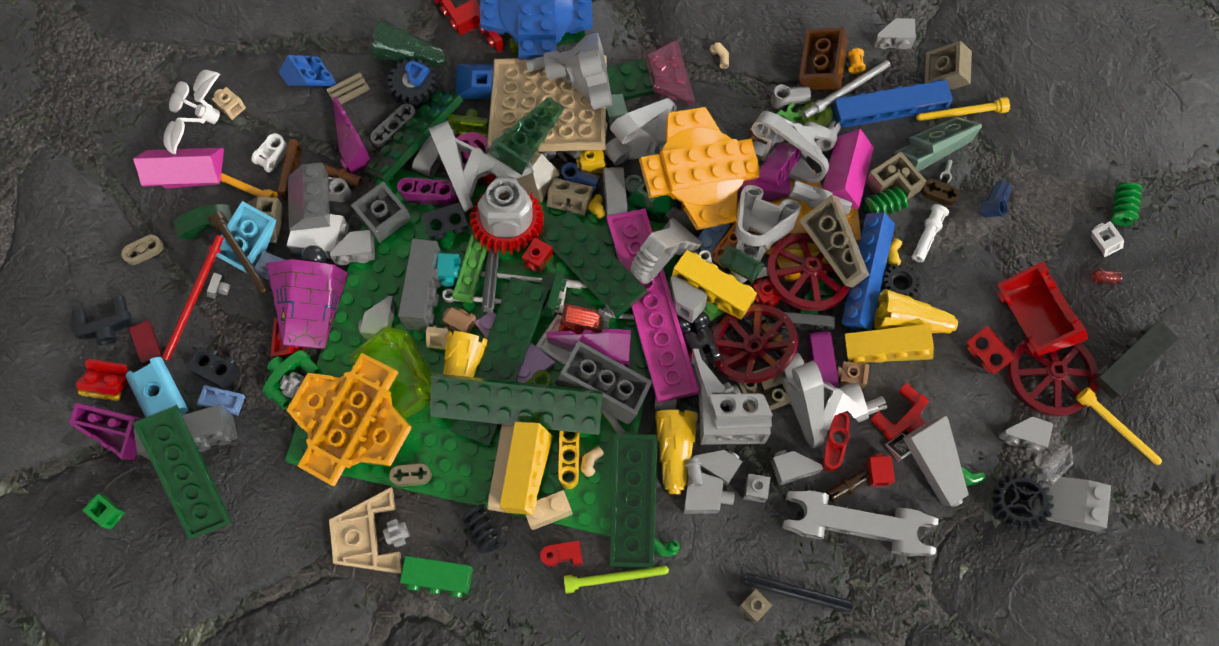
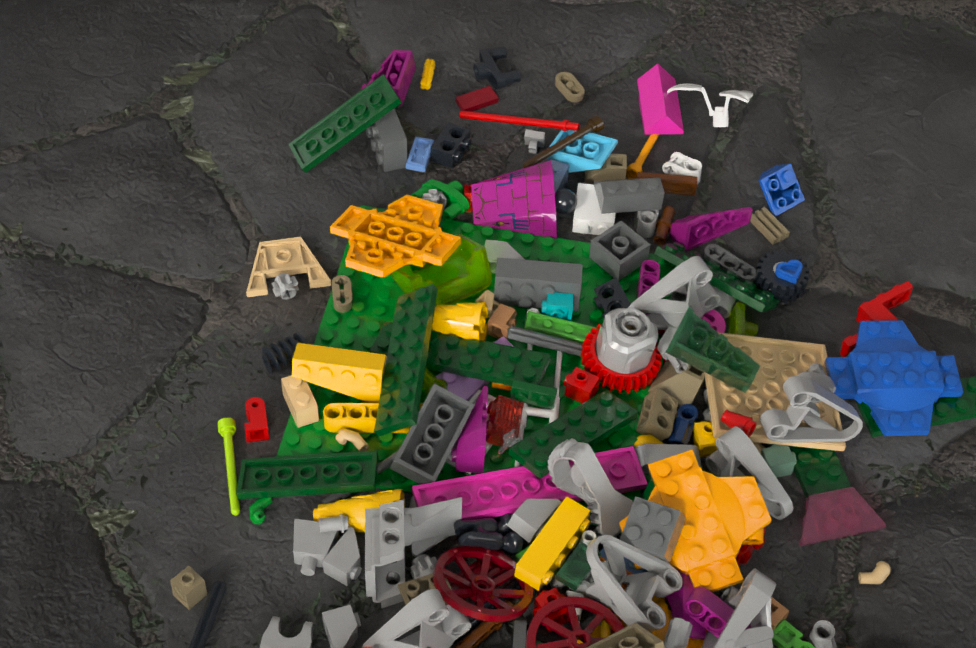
camera: 85 degrees right, 20 degrees down
(103, 377) = (439, 73): red bracket -> none
(103, 511) = (316, 86): green brick -> none
(149, 380) = (427, 109): medium azure piece -> none
(195, 222) = (610, 127): dark green brick -> none
(227, 100) = (739, 129): tan brick -> none
(354, 247) = (578, 234): light grey slope -> none
(400, 45) = (824, 259): clear green cone -> none
(436, 576) = (241, 320): green brick -> none
(474, 81) = (795, 327): blue slope -> none
(599, 124) = (744, 422): none -> red cone
(720, 196) = (653, 528): none -> dark grey brick
(756, 488) = (317, 592): light grey brick -> none

